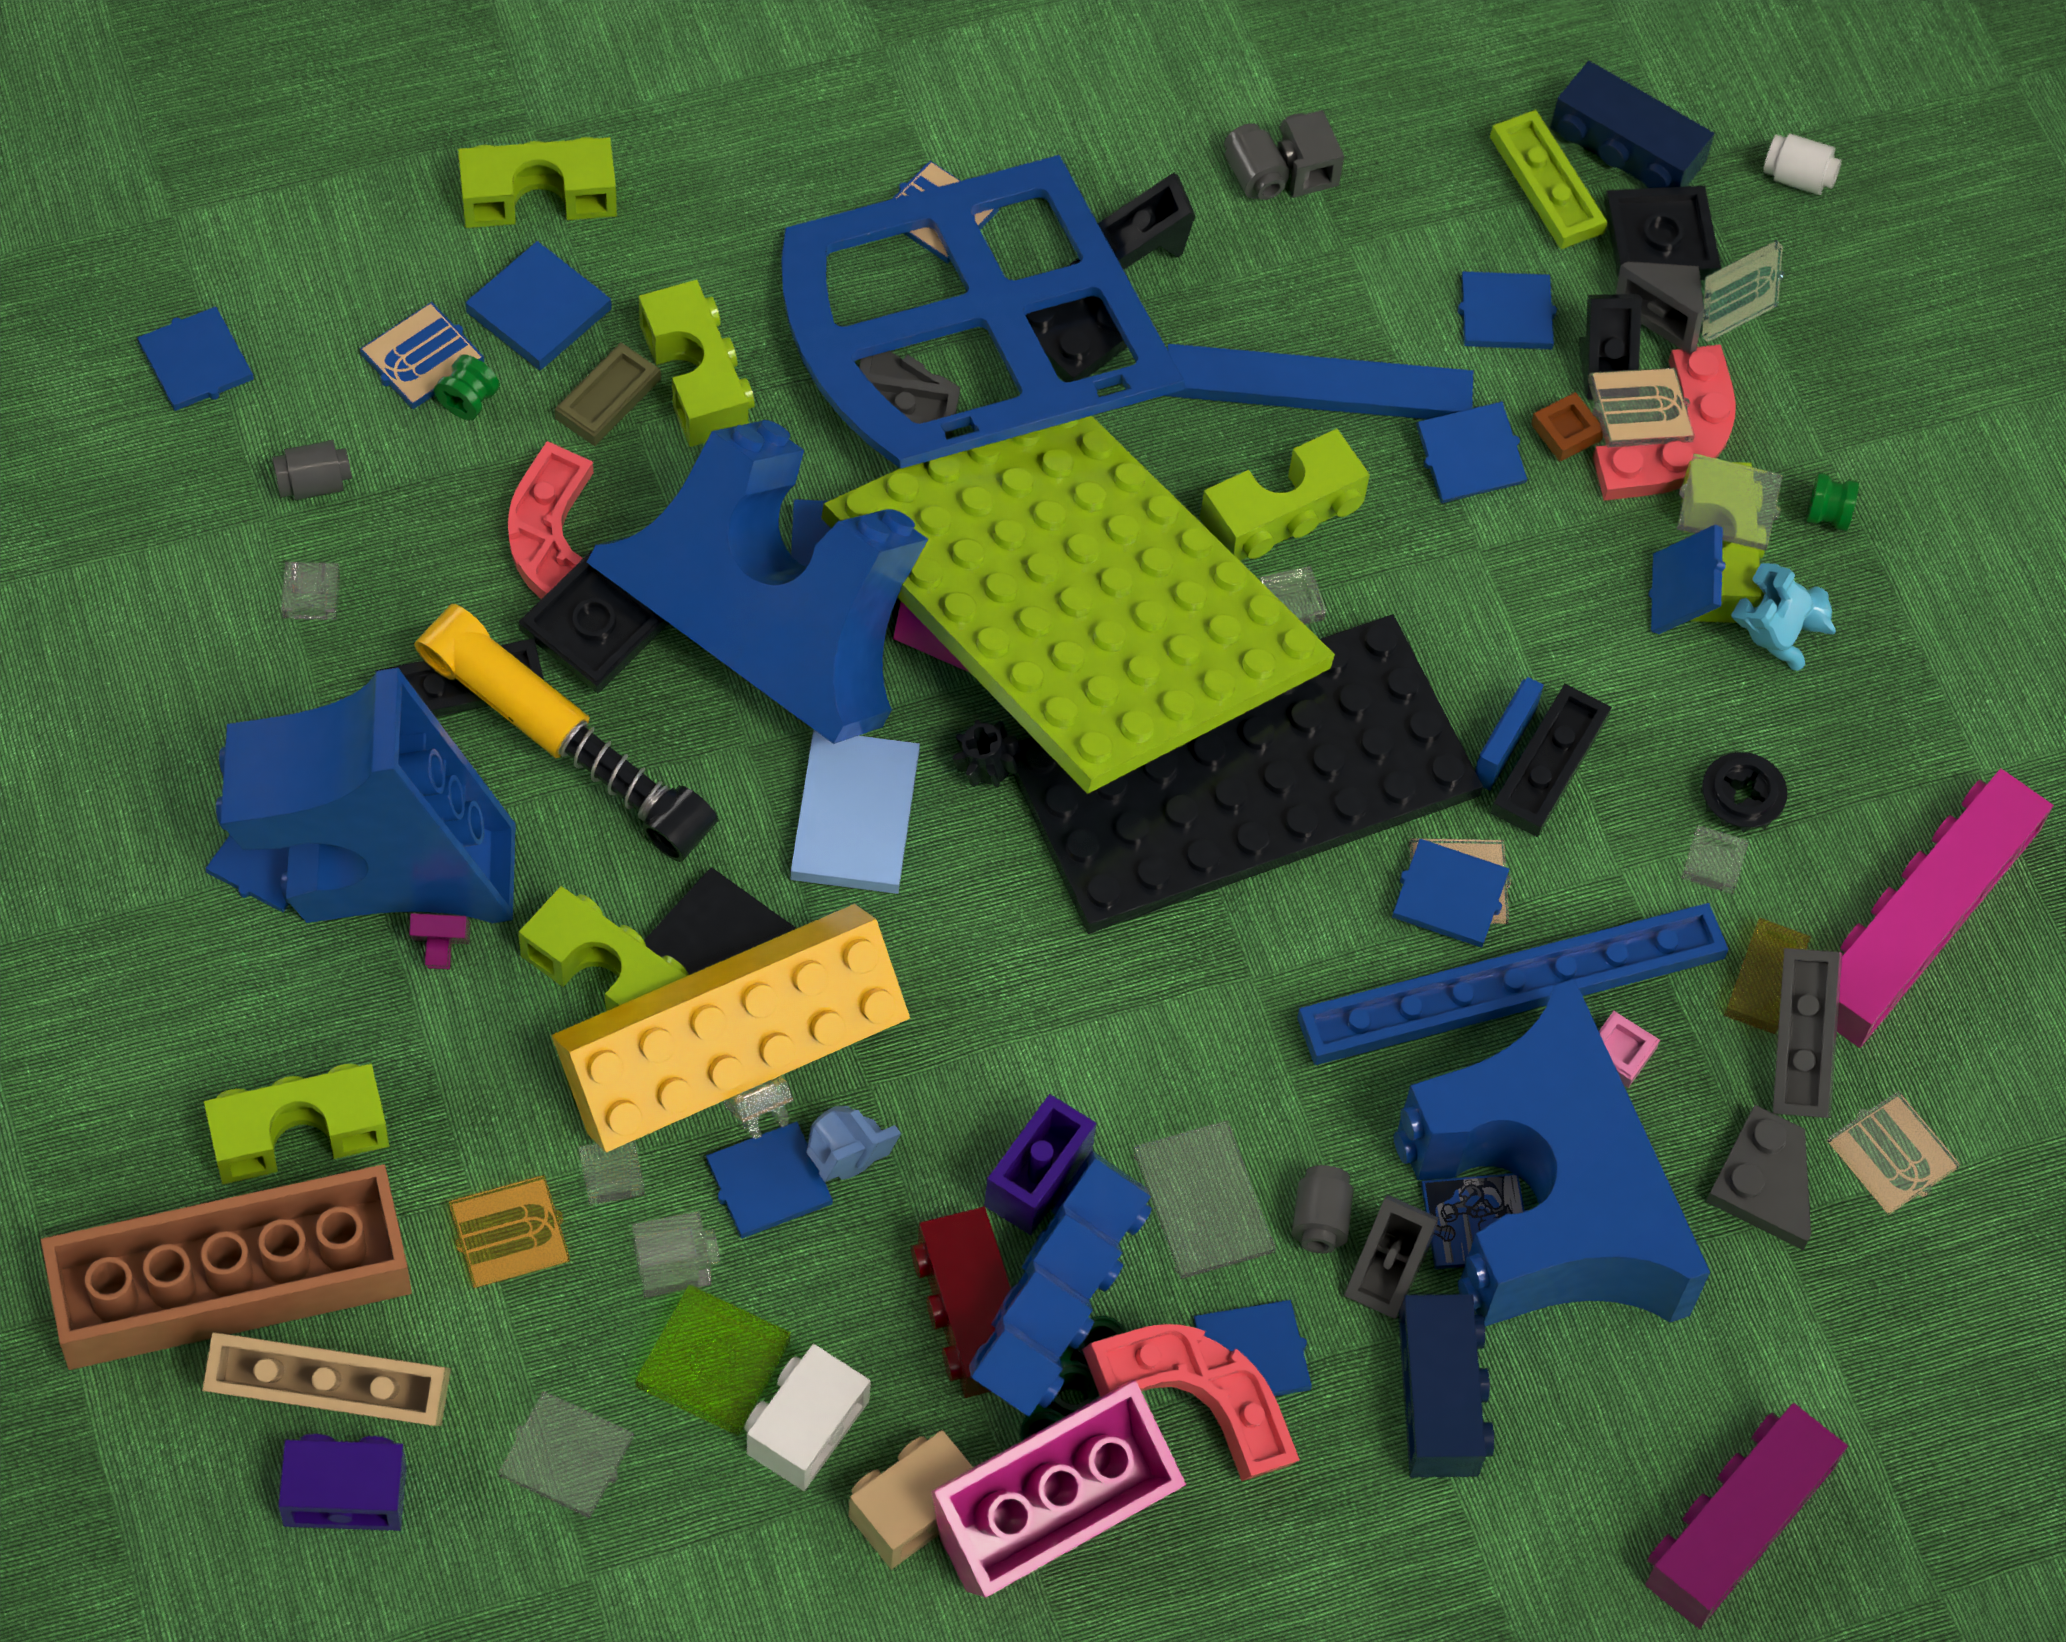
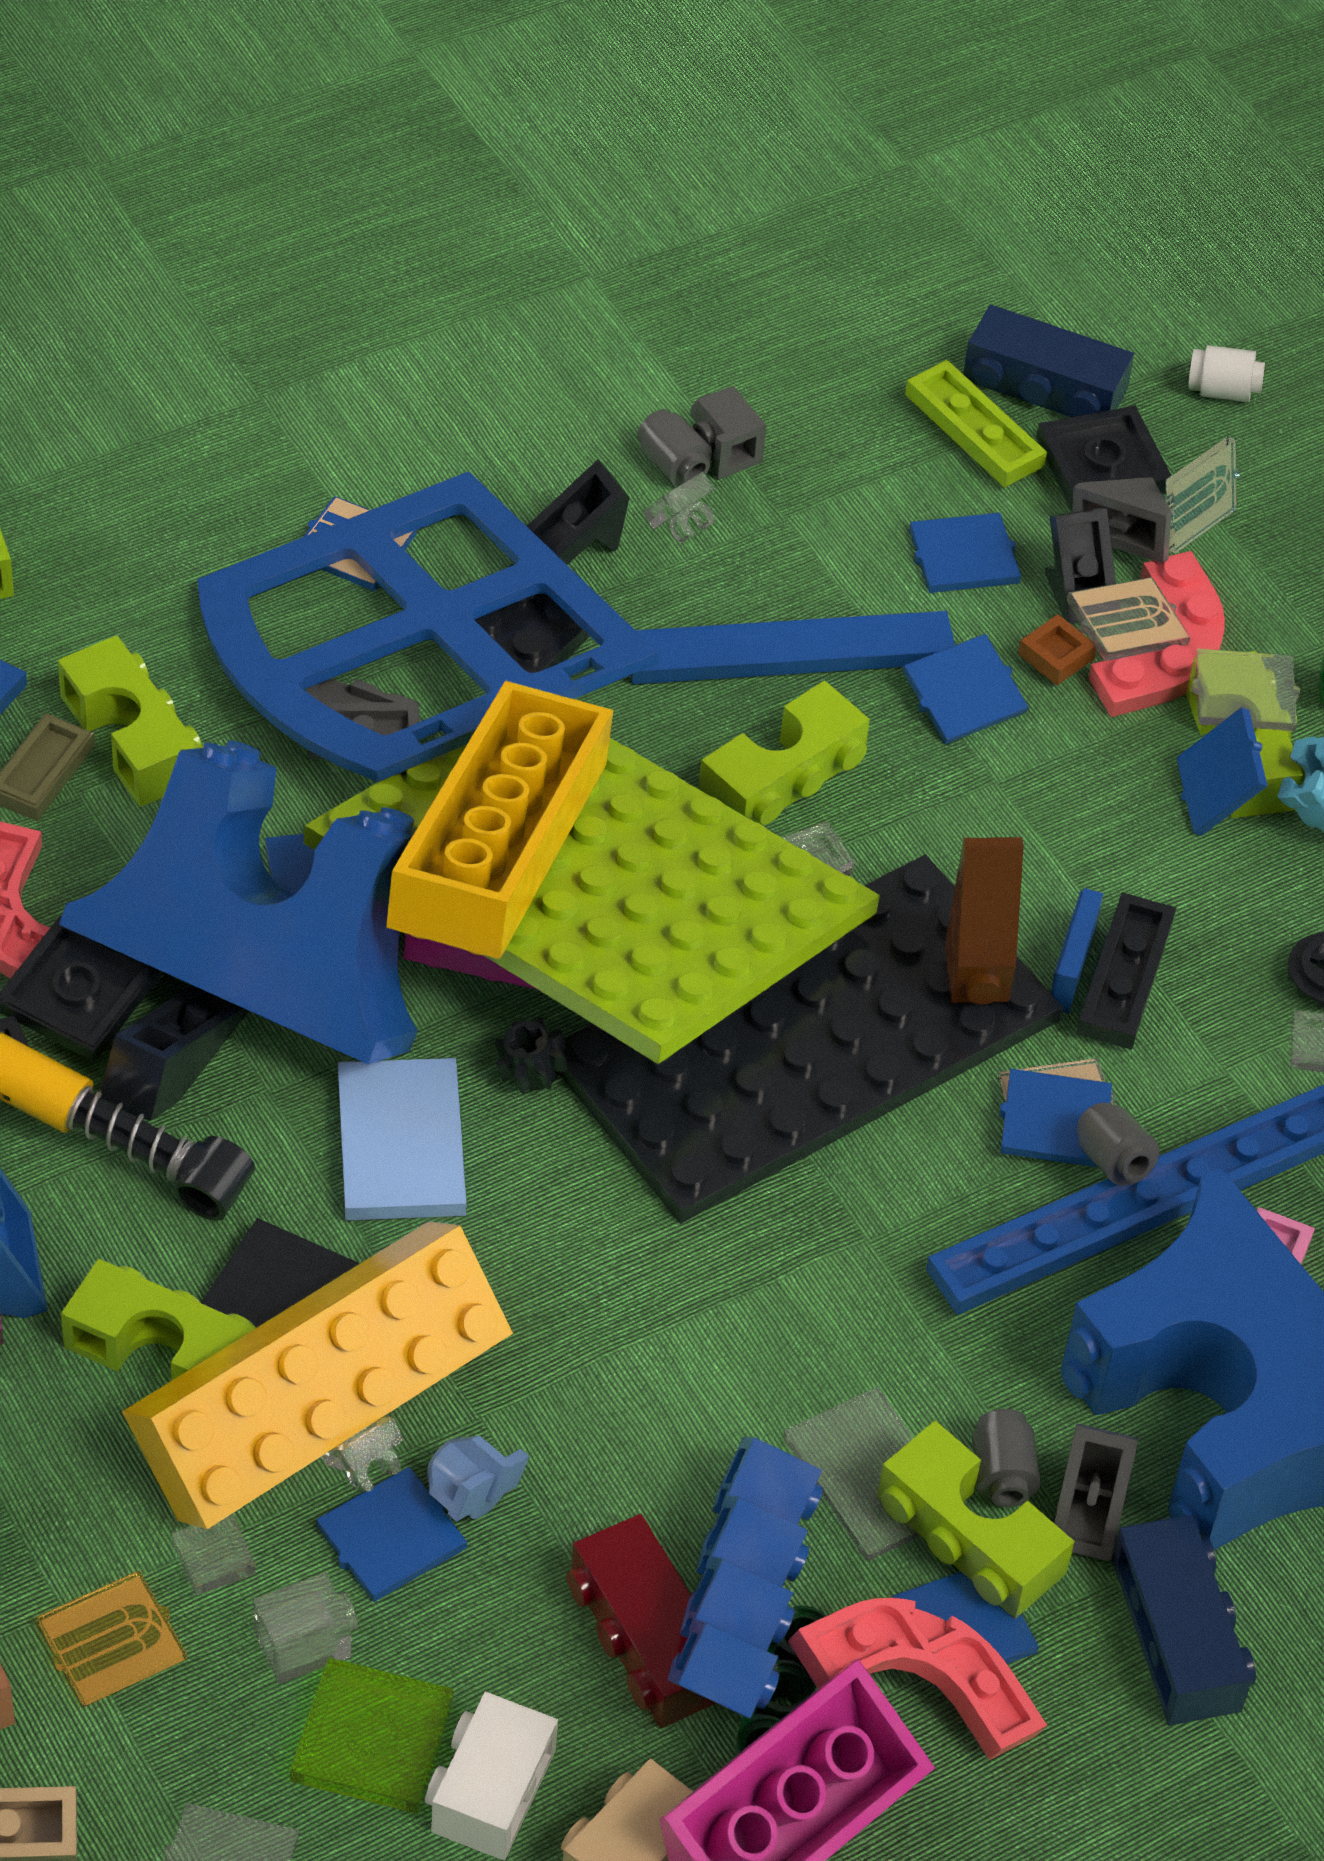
camera: 10 degrees left, 10 degrees down
(660, 697) = (167, 1051): none -> black slope
(995, 533) = (499, 820): none -> yellow brick
(1039, 1164) = (690, 1461): dark purple brick -> none
(1250, 221) = (679, 505): none -> clear tile
(1298, 1303) = (1005, 1557): none -> lime arch
(1419, 702) = (985, 920): none -> reddish brown slope
(1466, 1208) = (1162, 1434): piece -> none
(1494, 932) = (1117, 1143): none -> dark grey brick

